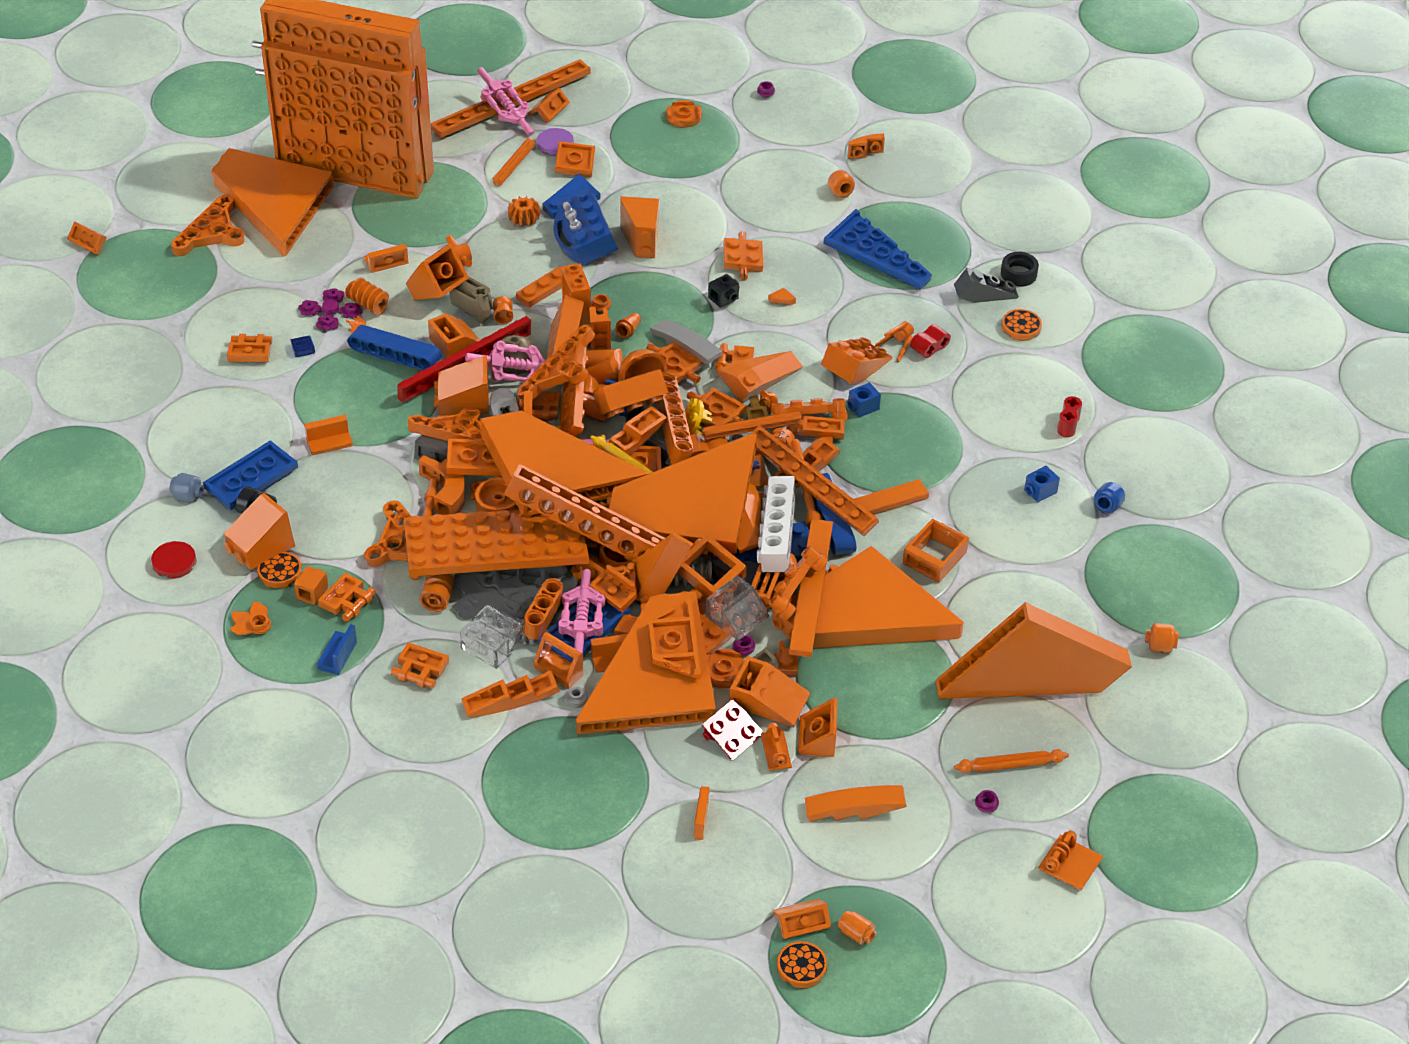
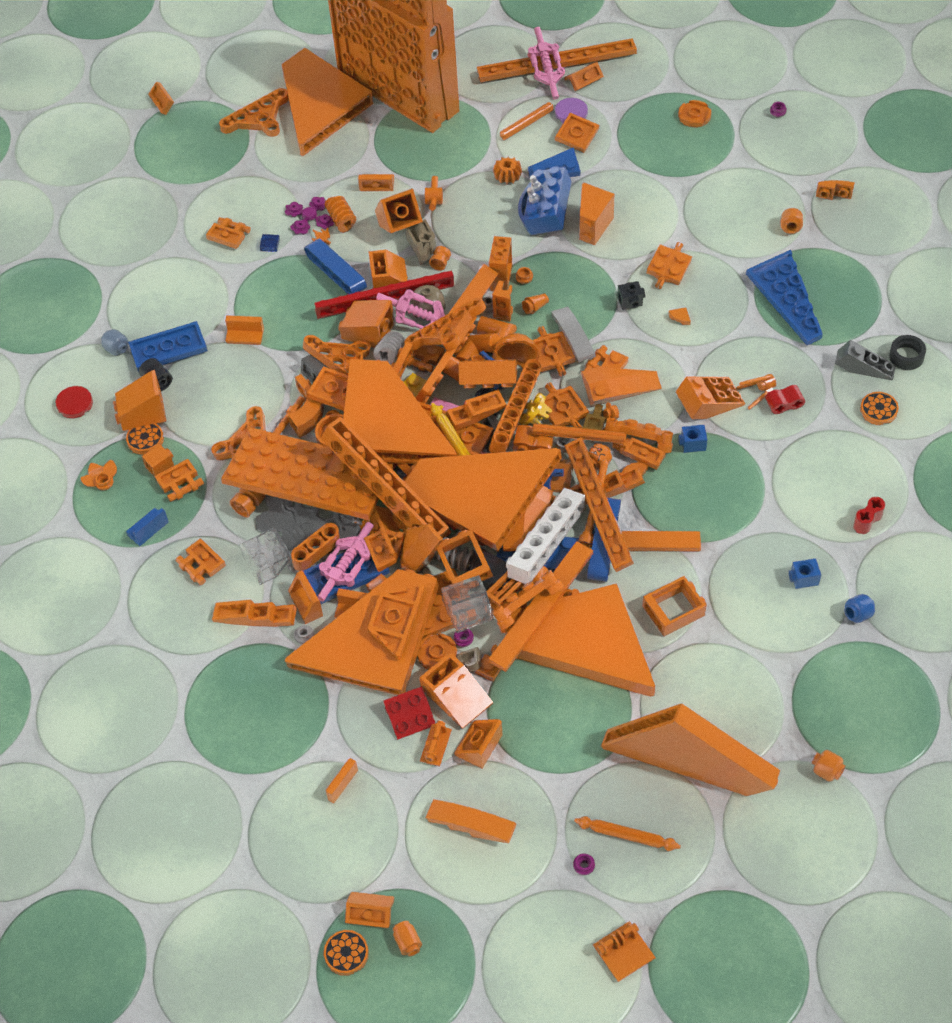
camera: 30 degrees right, 10 degrees up
(540, 288) = (481, 247): orange plate -> none

